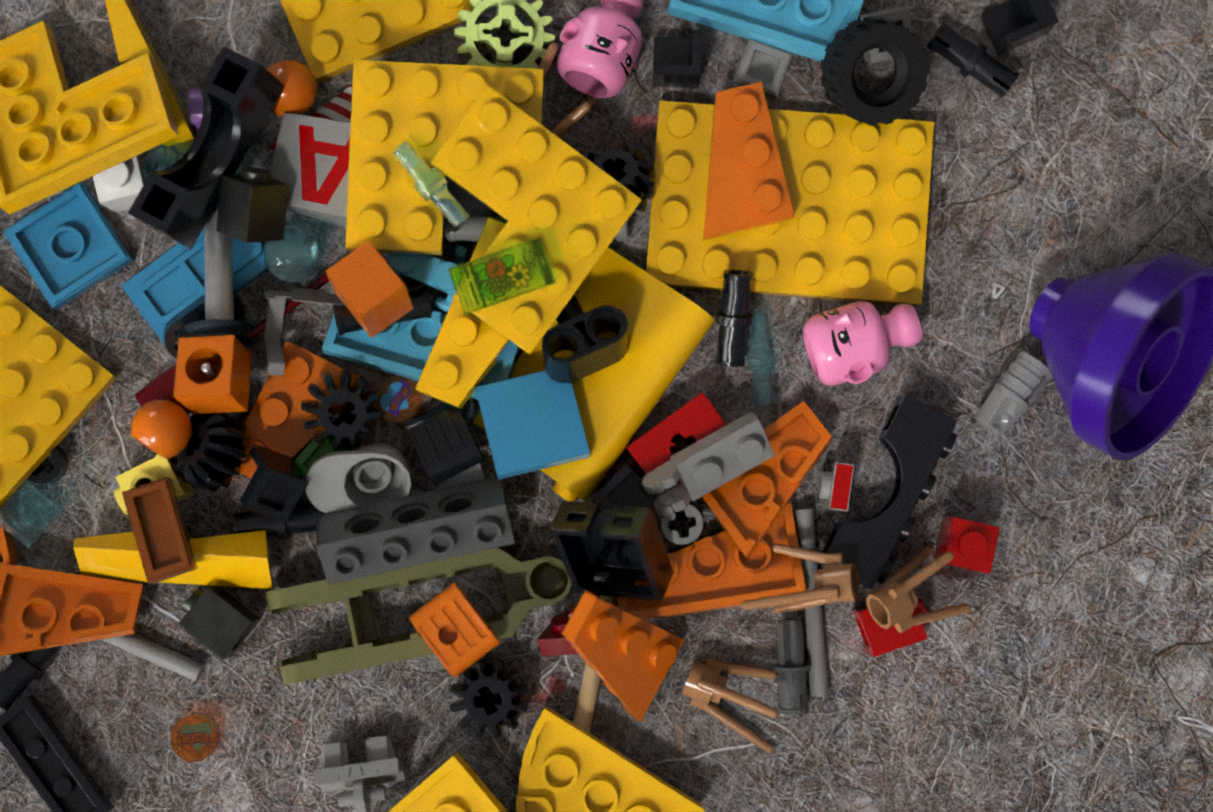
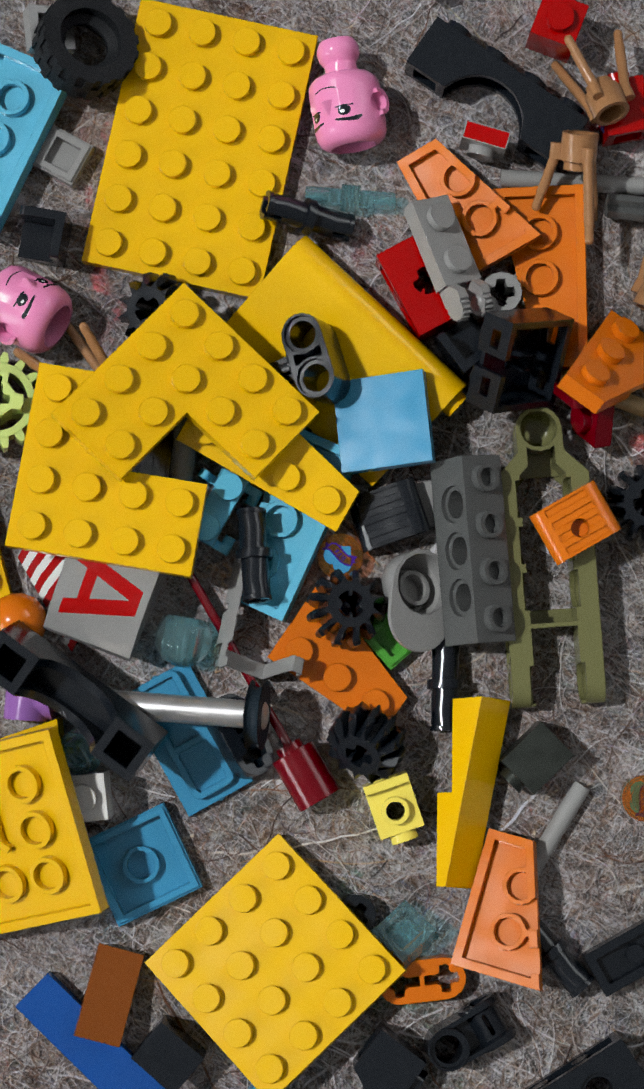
camera: 80 degrees left, 0 degrees up
(159, 530) = (441, 797): dark orange tile -> none
(162, 427) = (341, 781): orange piece -> none
(212, 374) = (296, 724): orange piece -> none
(252, 206) = (135, 665): pearl dark grey brick -> none
(274, 485) = (412, 679): black panel -> none
(369, 289) = (235, 557): orange piece -> none
(430, 184) = (142, 482): clear light blue bar -> none
(502, 275) = (242, 424): clear neon green tile -> none
(745, 166) = (159, 183): orange wing -> none

